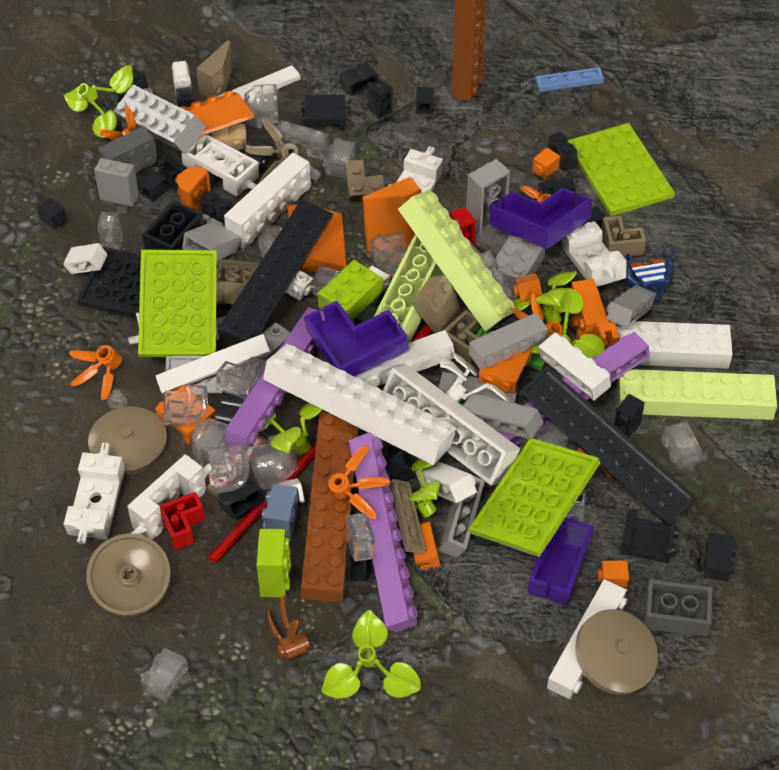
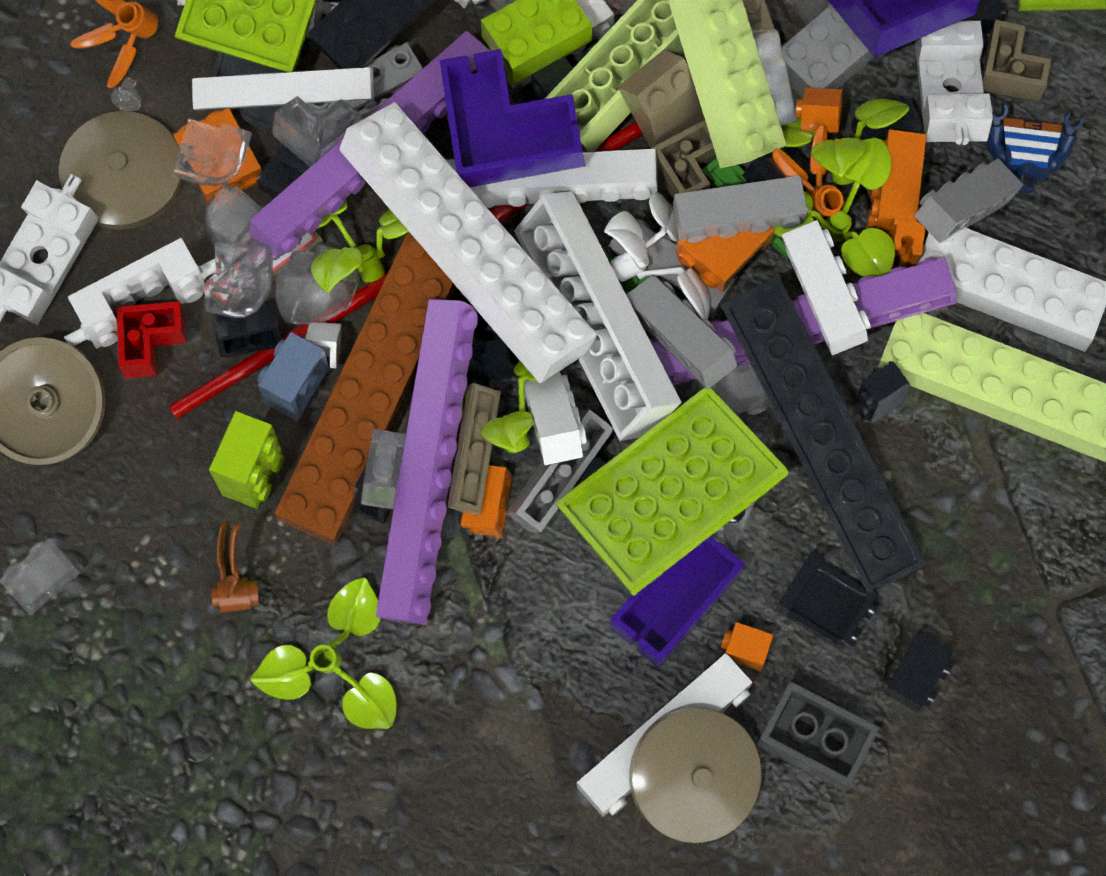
camera: 20 degrees right, 20 degrees up
(342, 488) = (394, 378): orange plant -> none
(682, 445) = (946, 465): clear brick -> none

